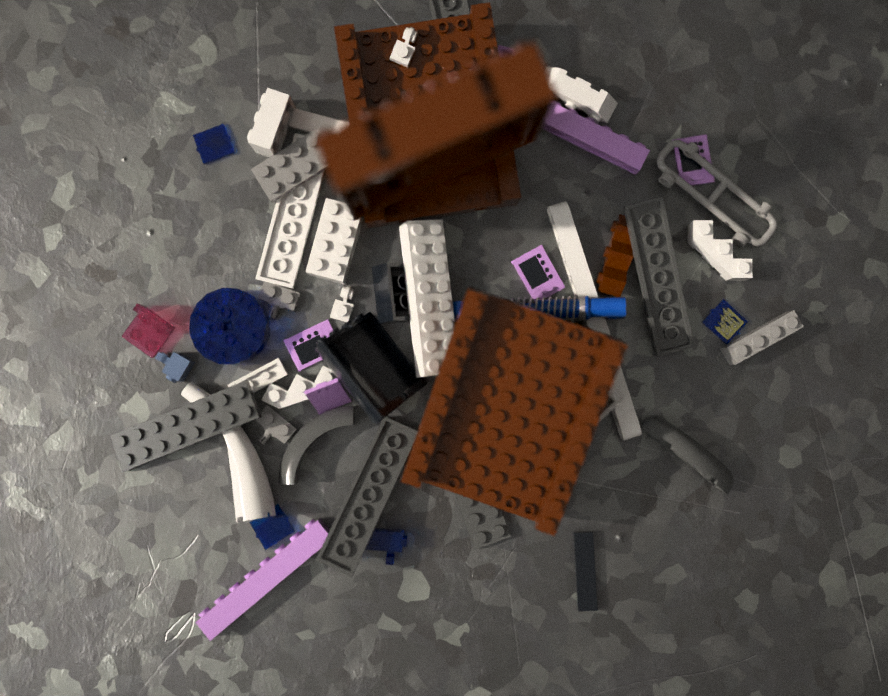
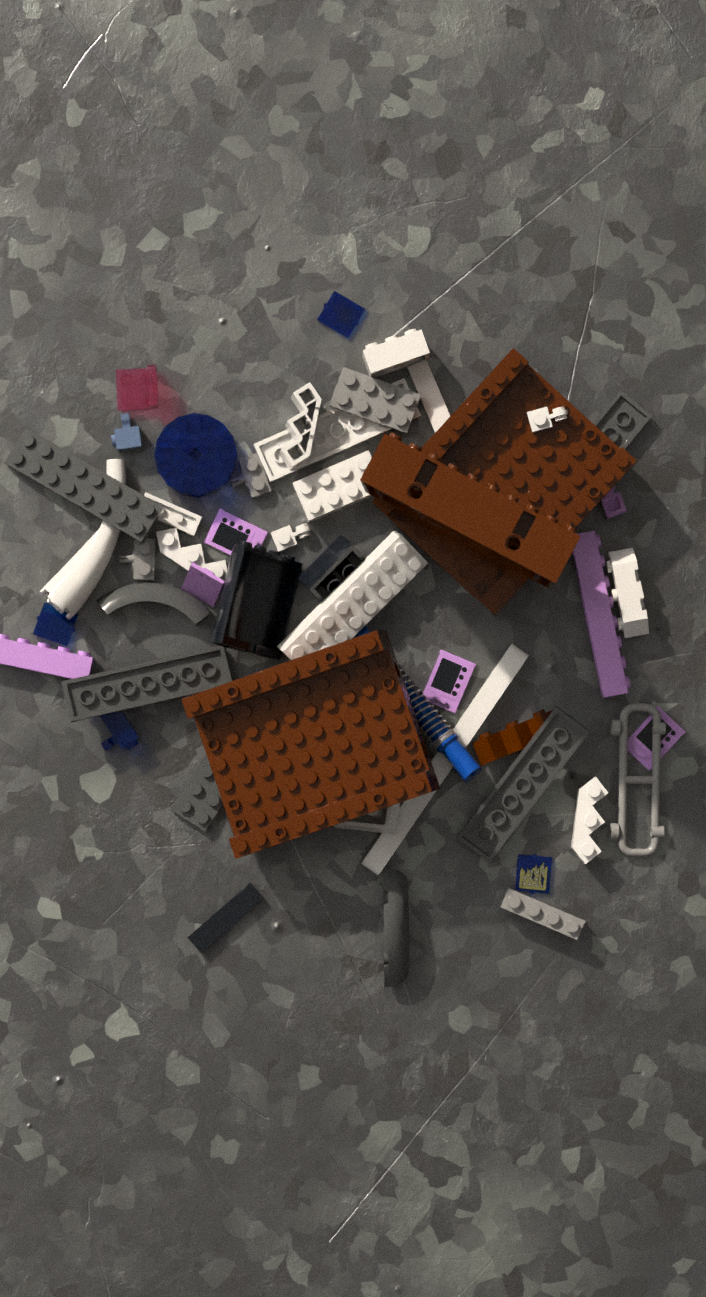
camera: 50 degrees right, 0 degrees up
(269, 232) = (301, 426): none -> white brick

